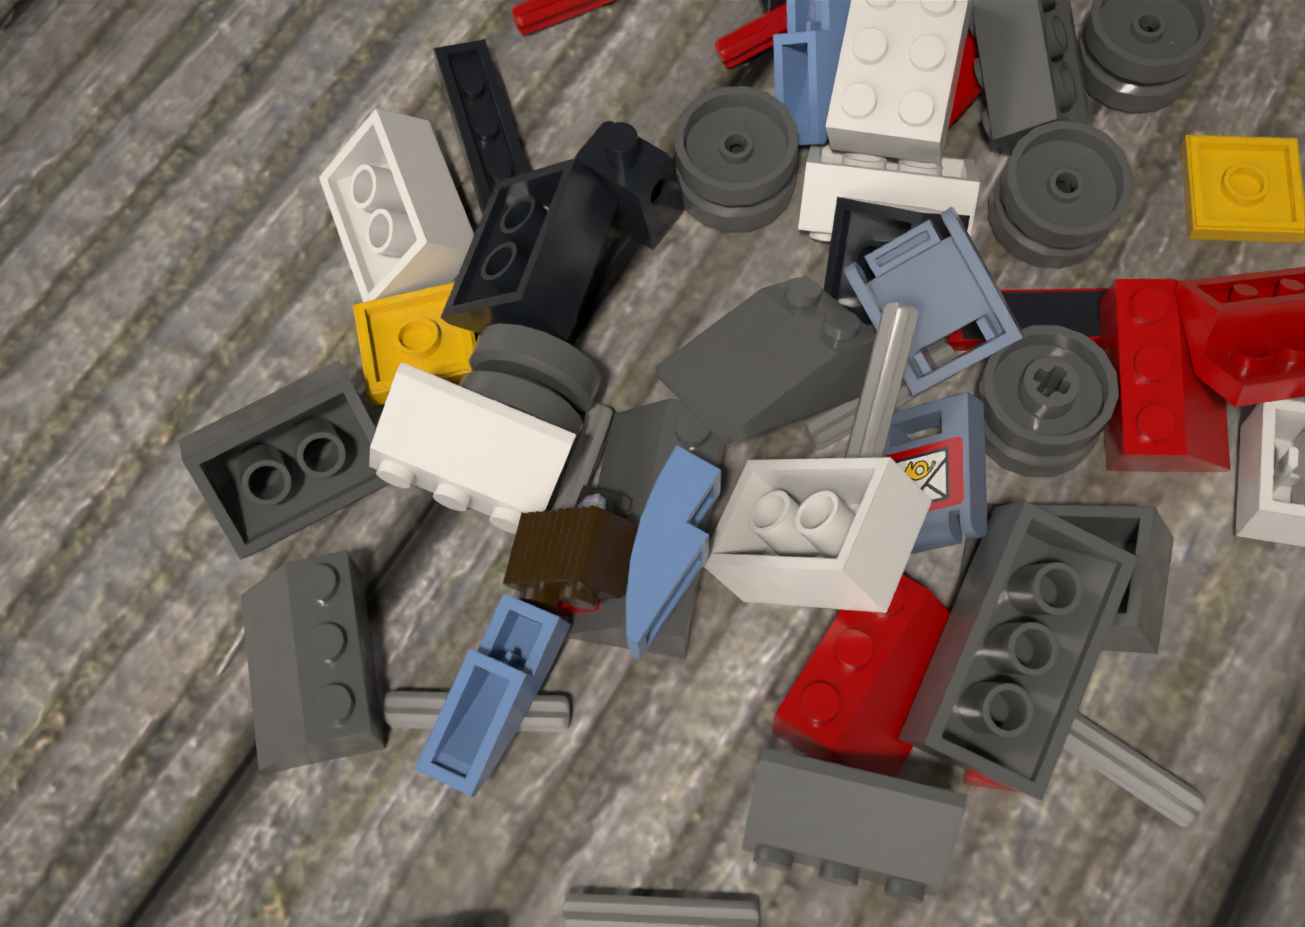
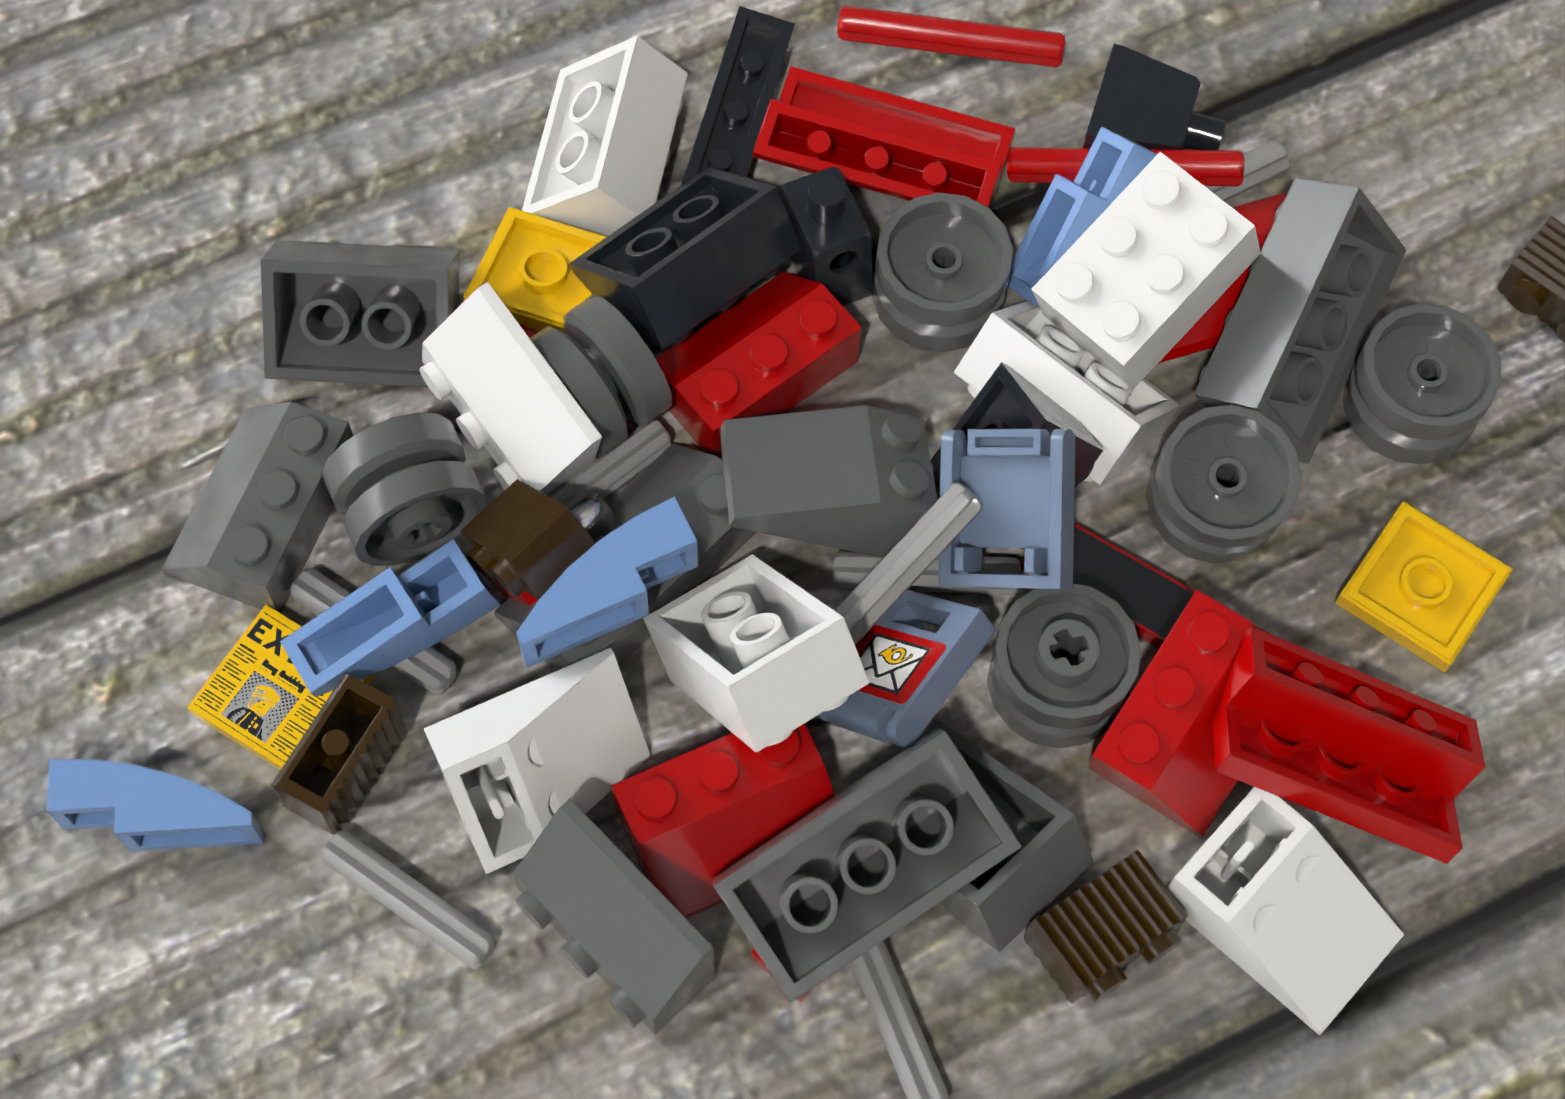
camera: 25 degrees right, 0 degrees up
(424, 825) = (259, 693): none -> yellow tile
(430, 577) = (403, 488): none -> dark grey wheel
(526, 832) = (340, 754): none -> dark brown brick
(624, 83) = (882, 140): none -> red slope
(640, 304) = (759, 357): none -> red slope
(694, 733) = (534, 750): none -> white slope
(1222, 584) = (1107, 928): none -> dark brown brick

